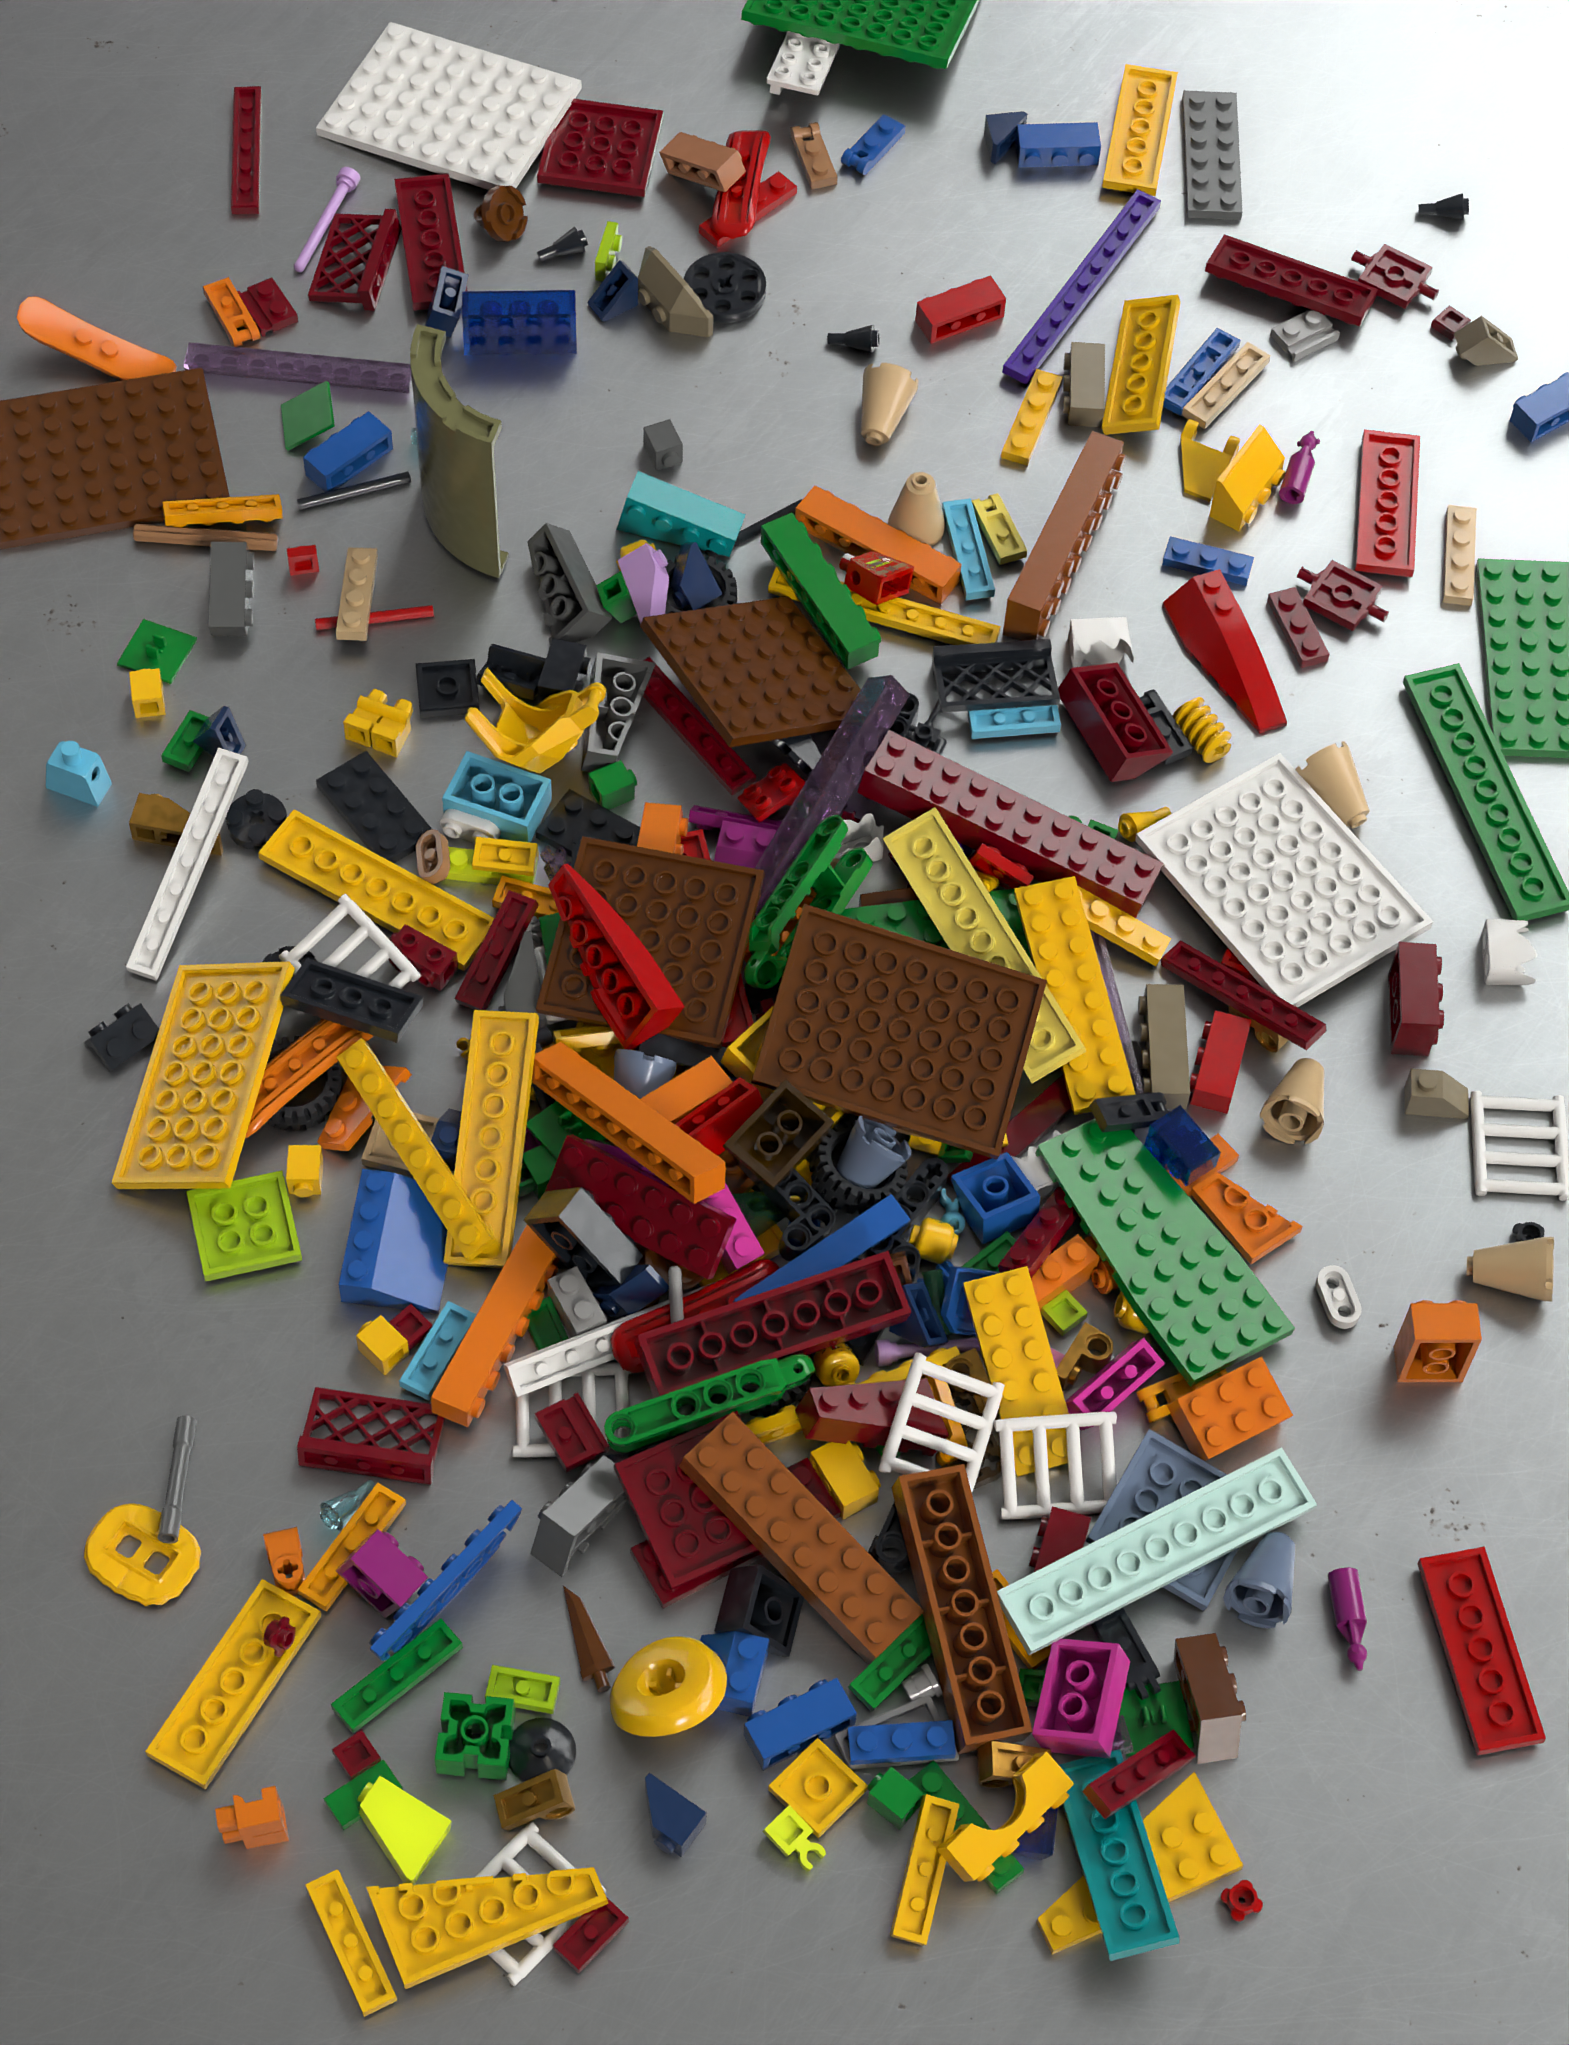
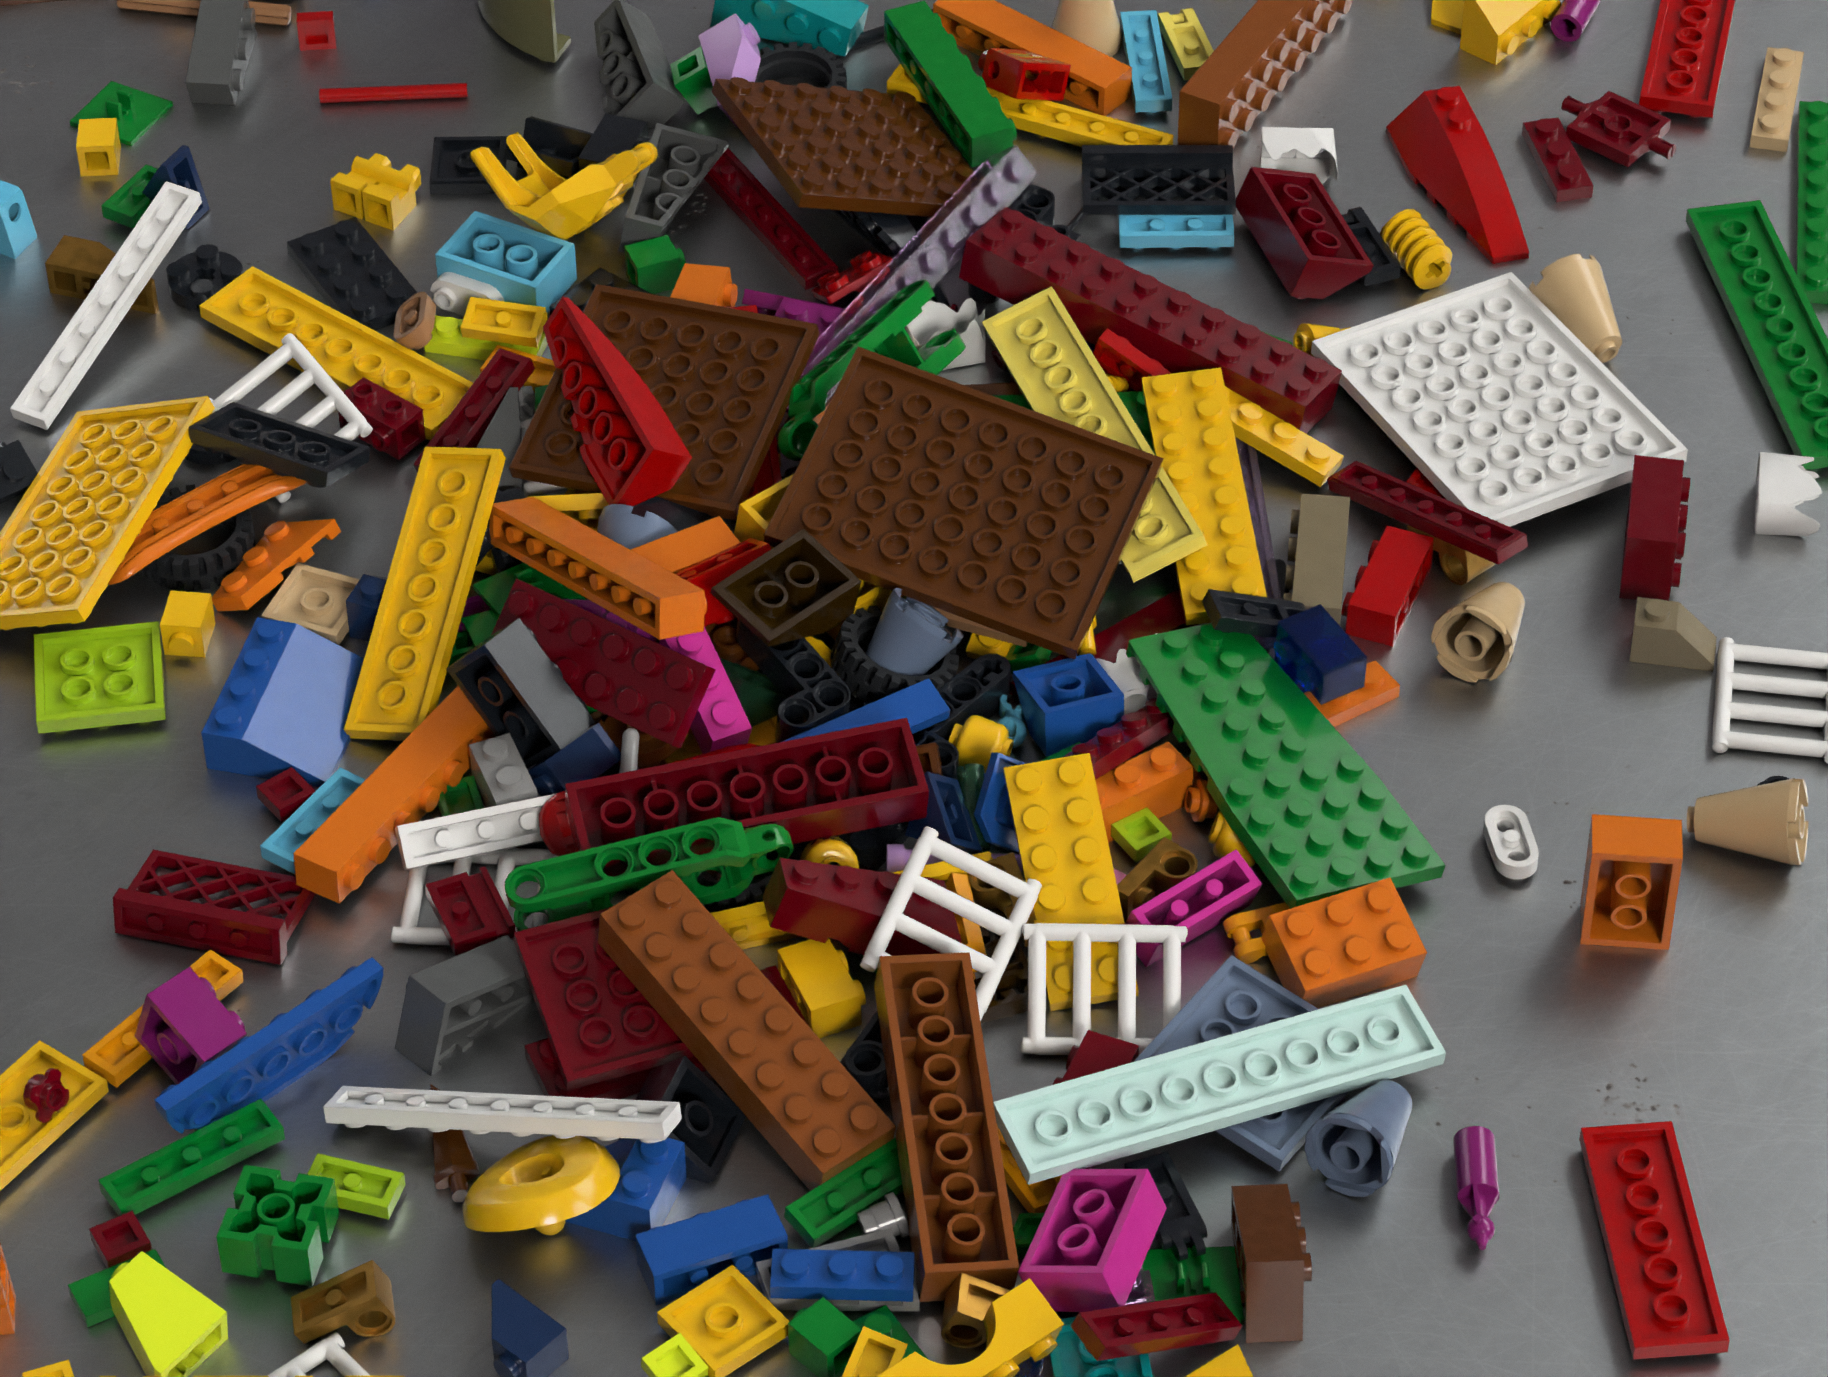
camera: 10 degrees right, 15 degrees down
(285, 1558) = (75, 1021): orange piece -> none
(339, 1510) = (151, 974): clear light blue cone -> none
(357, 594) = (375, 66): tan plate -> none
(382, 1344) = (247, 808): yellow brick -> none
(416, 1149) = (329, 602): yellow plate -> none
(559, 1755) = (379, 1242): black dish -> none
(629, 1624) = (503, 1113): none -> white plate
(693, 579) = (793, 58): dark blue slope -> none
(1204, 559) = (1483, 95): plate -> none
(1245, 1221) = (1396, 754): orange wing -> none

